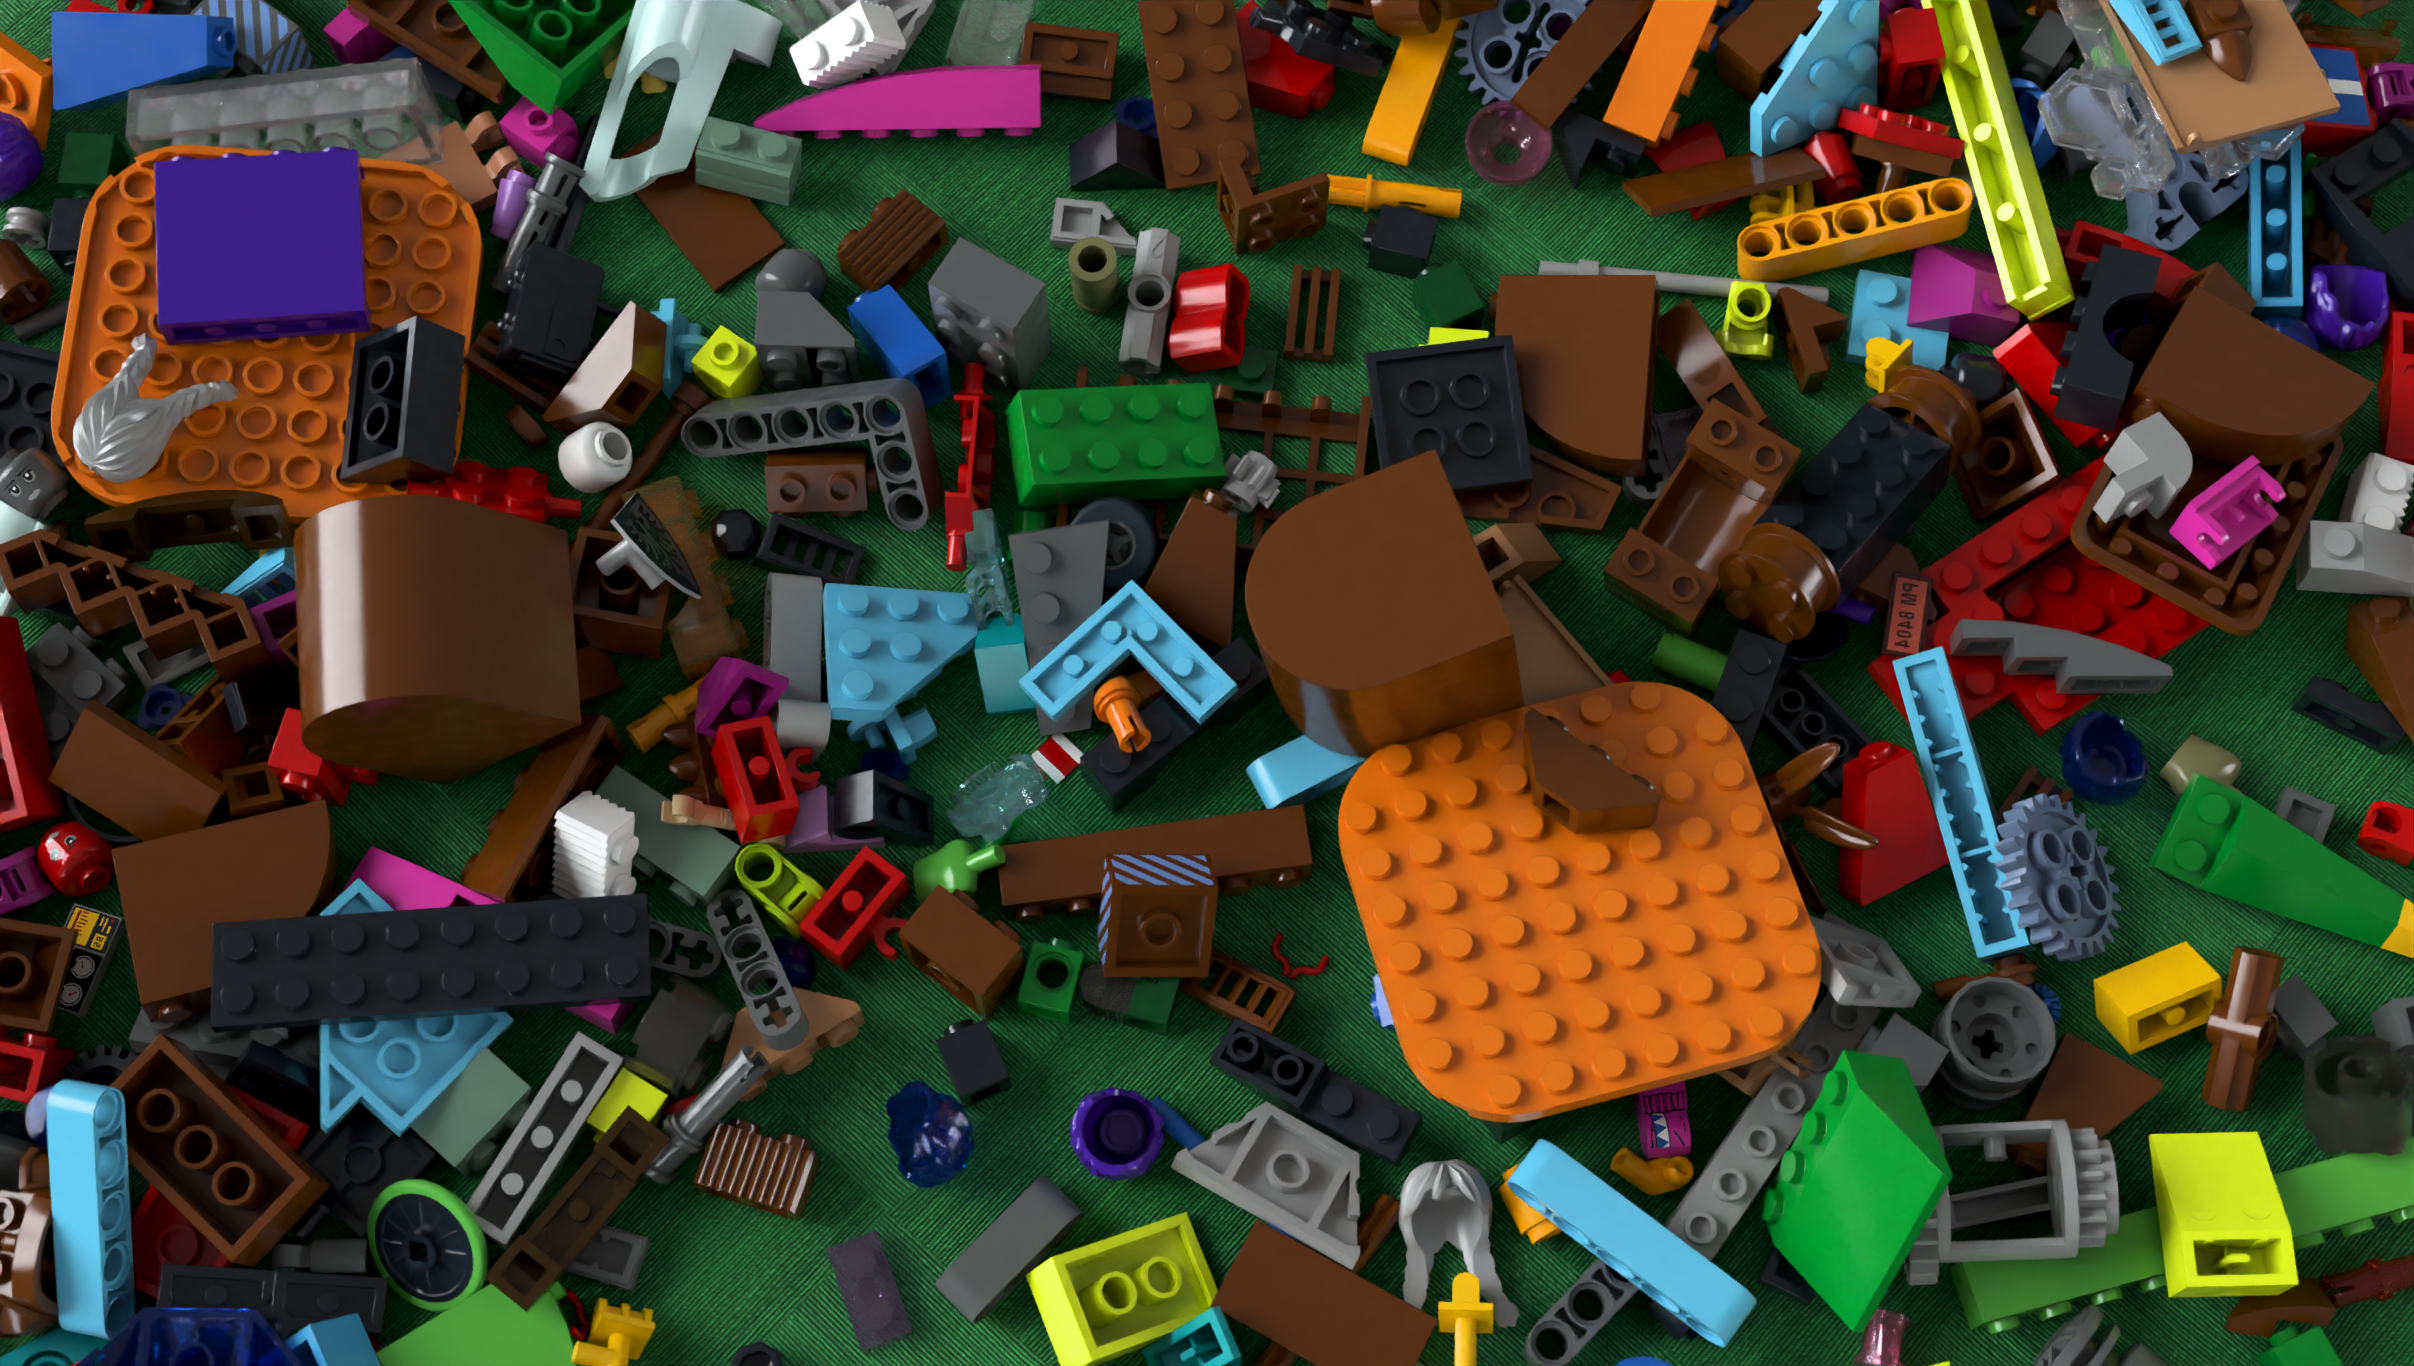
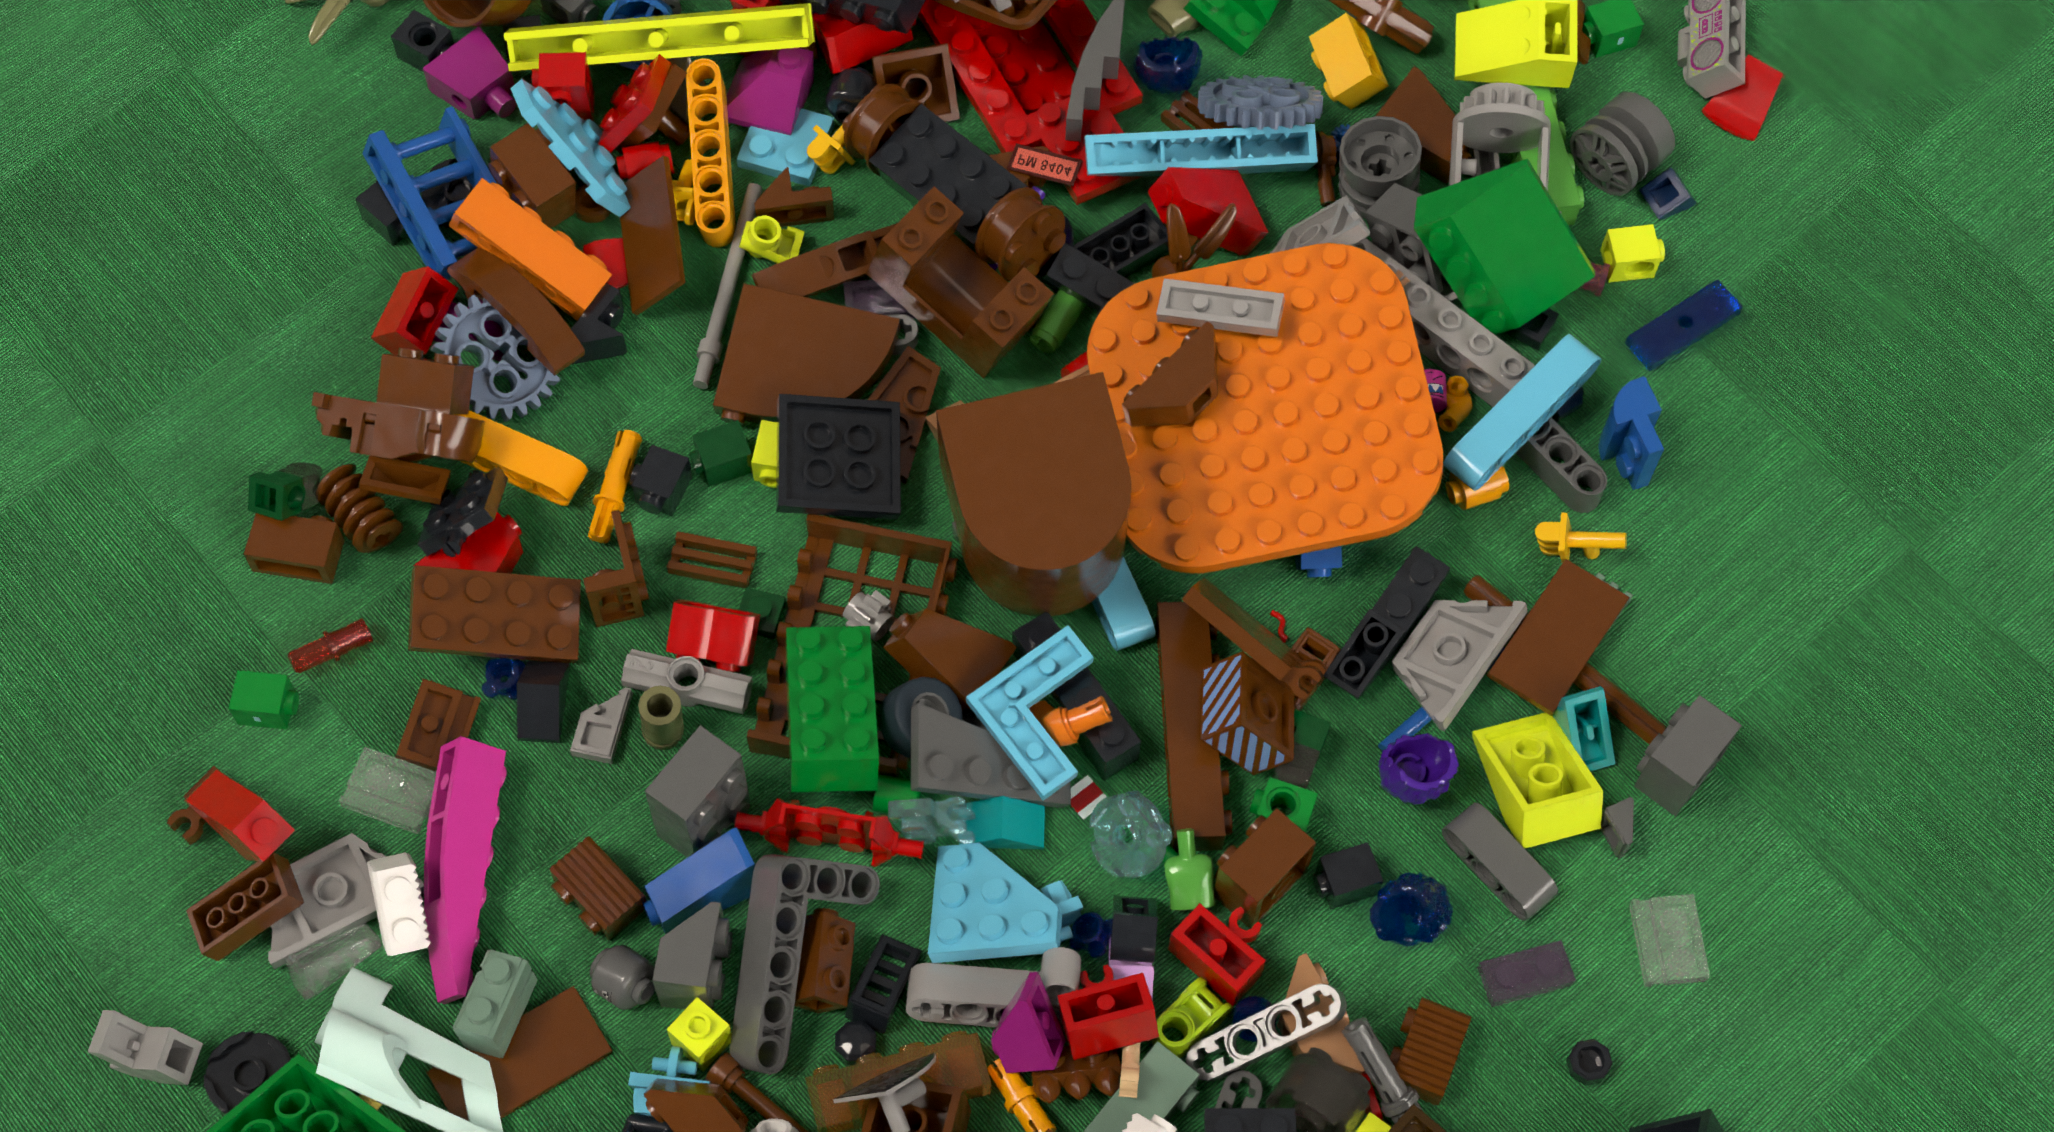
camera: 85 degrees left, 5 degrees down
(1254, 907) = (1253, 637): none -> reddish brown tile
(1455, 1206) = (1481, 534): light grey hair -> none
(1506, 124) = (591, 373): clear pink piece -> none
(1695, 821) = (1221, 306): none -> light grey plate

